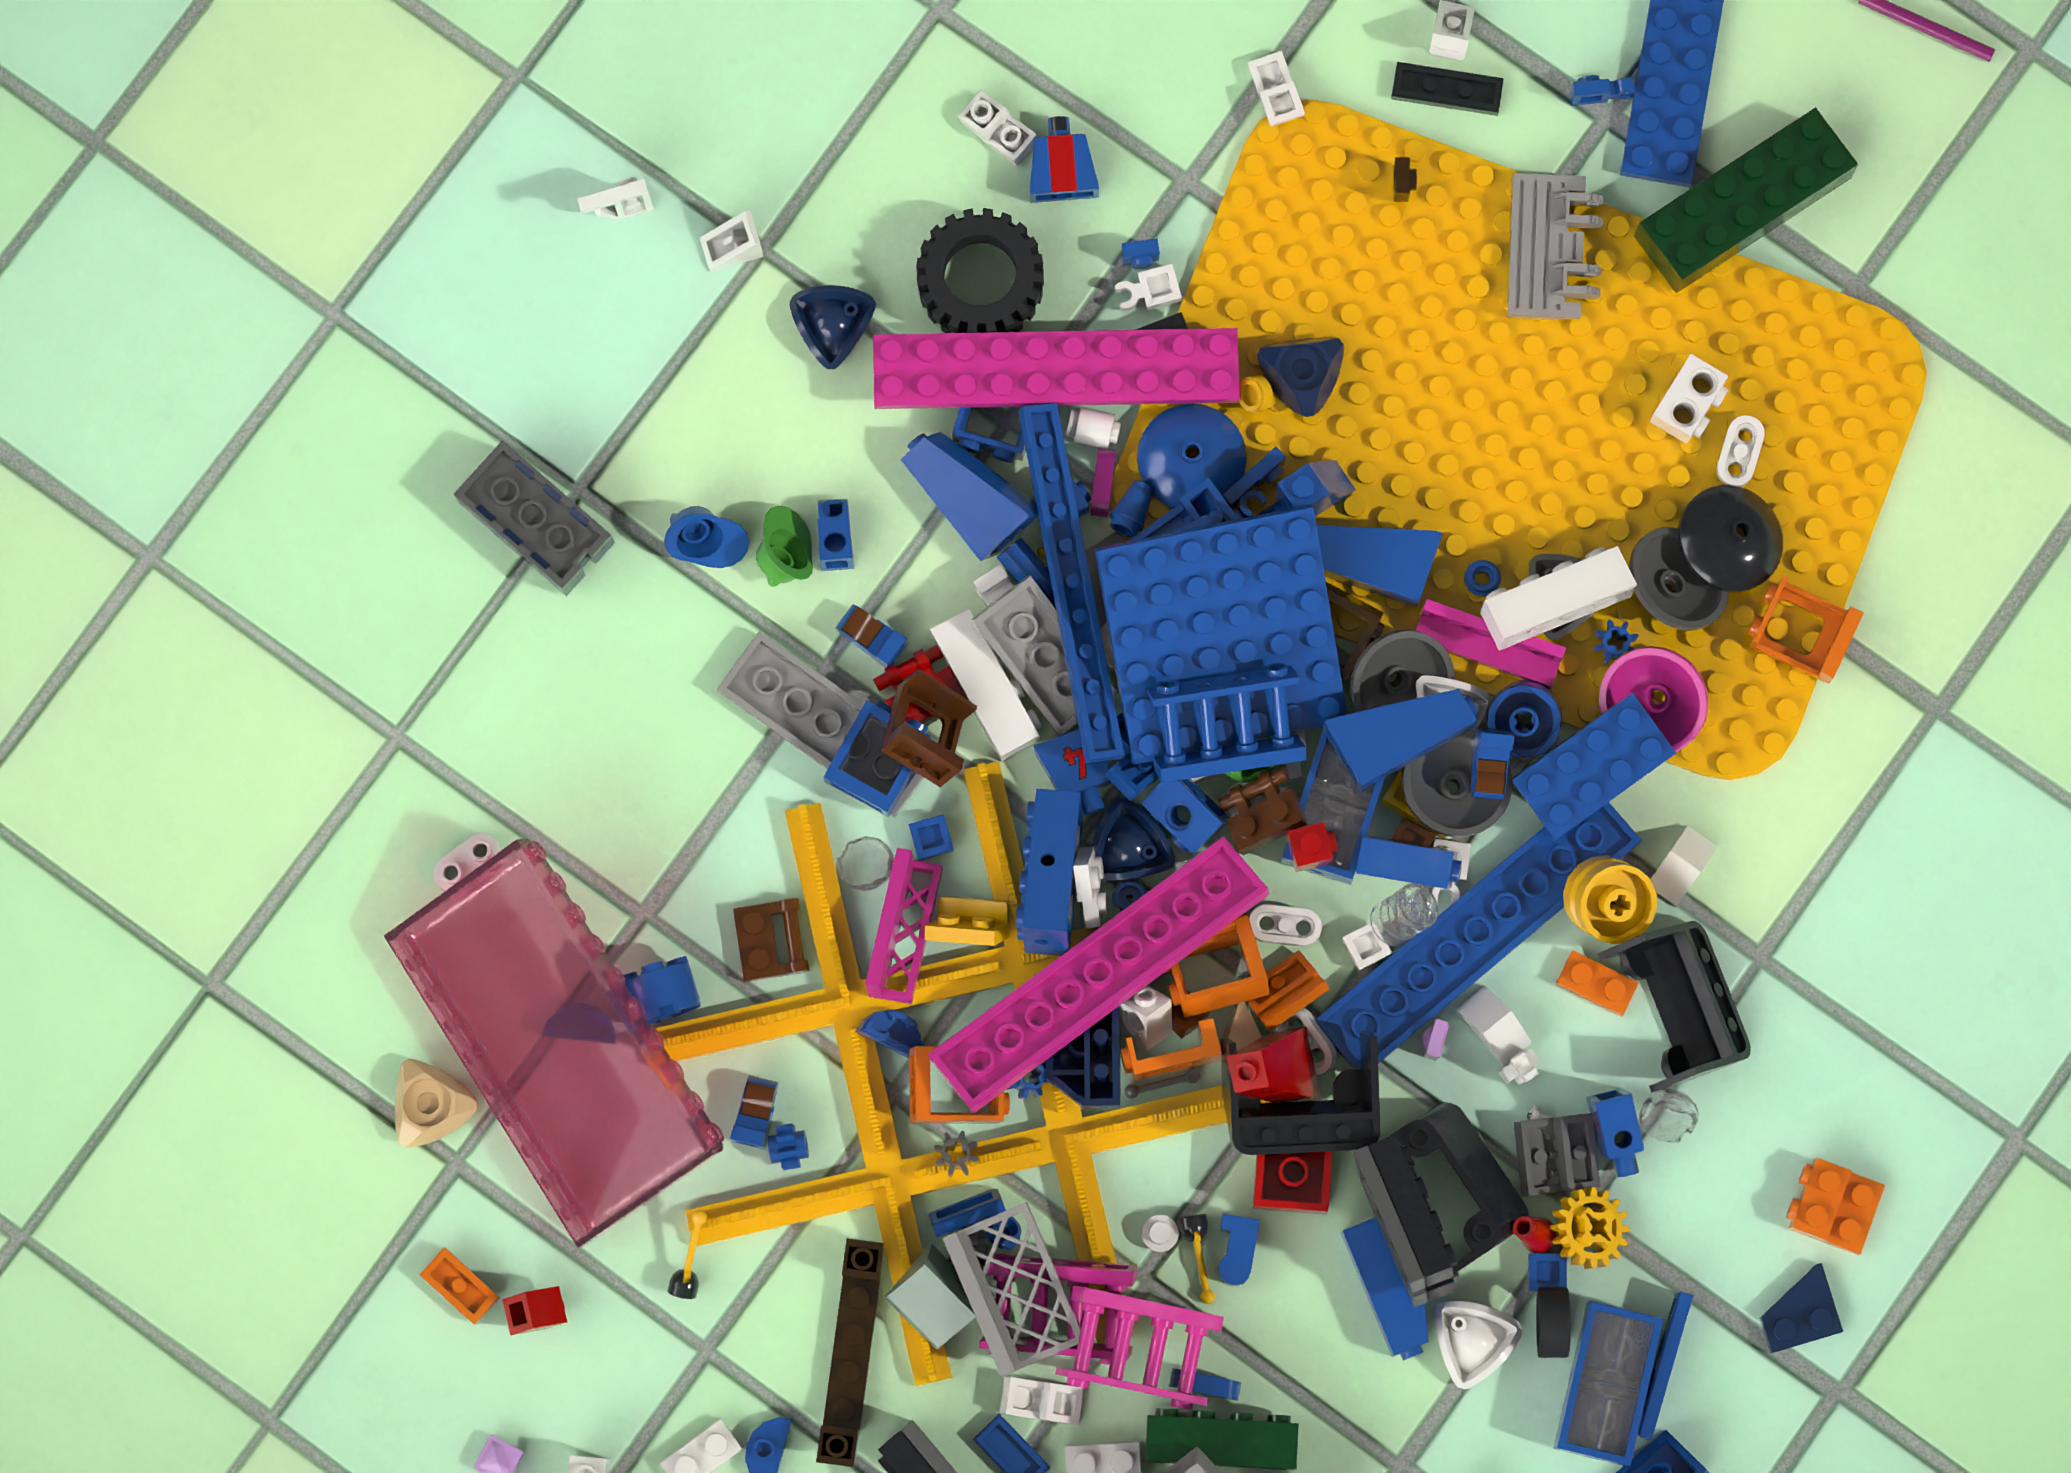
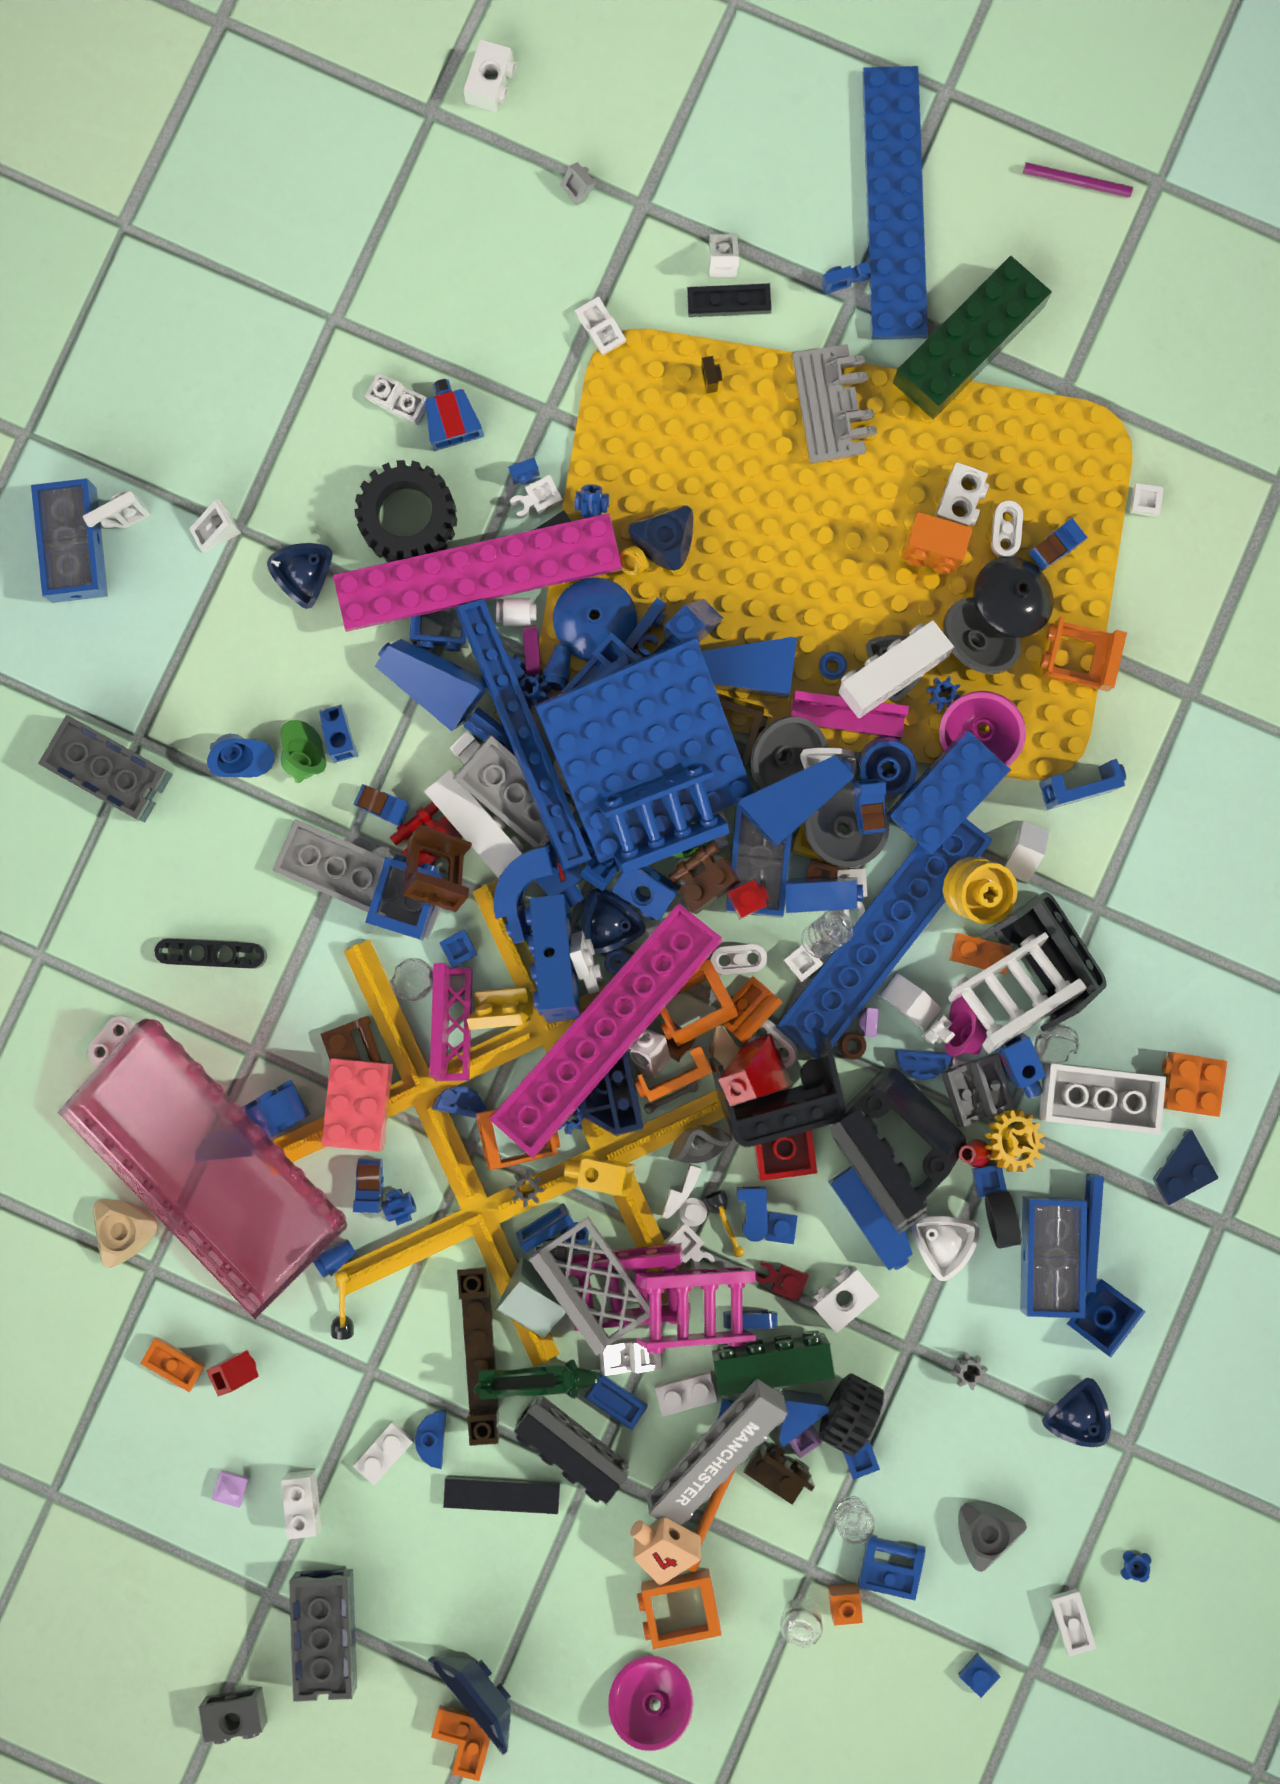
camera: 15 degrees left, 5 degrees up
(547, 223) = (67, 548): none -> brick
(616, 774) = (210, 953): none -> black beam
(690, 1195) = (334, 1258): none -> blue cone
(765, 1002) = (357, 1104): none -> coral brick
(915, 1399) = (535, 1381): none -> dark green animal
(1021, 767) = (513, 885): none -> blue arch
(1068, 1158) = (613, 1176): none -> yellow torso
(1100, 524) = (534, 689): none -> blue gear
(1143, 1209) = (678, 1197): none -> white slope
(1148, 1274) = (690, 1245): none -> white plate
(1185, 1148) = (699, 1144): none -> dark grey hat
(1218, 308) = (591, 501): none -> blue gear
(1261, 1348) = (787, 1281): none -> dark red plate
(1268, 1277) = (781, 1227): none -> blue plate
(1353, 1382) = (837, 1314): none -> white brick
(1407, 1053) = (860, 1049): none -> reddish brown plate
(1492, 1107) = (922, 1064): none -> blue plate
(1558, 1070) = (967, 1029): none -> dark pink piece
(1626, 1072) = (1019, 1018): none -> white fence
(1643, 451) = (936, 543): none -> orange brick
(1712, 1196) = (1102, 1098): none -> white brick
(1739, 805) = (1056, 794): none -> blue panel
(1800, 484) = (1058, 544): none -> blue leg
(1929, 450) = (1146, 500): none -> white plate

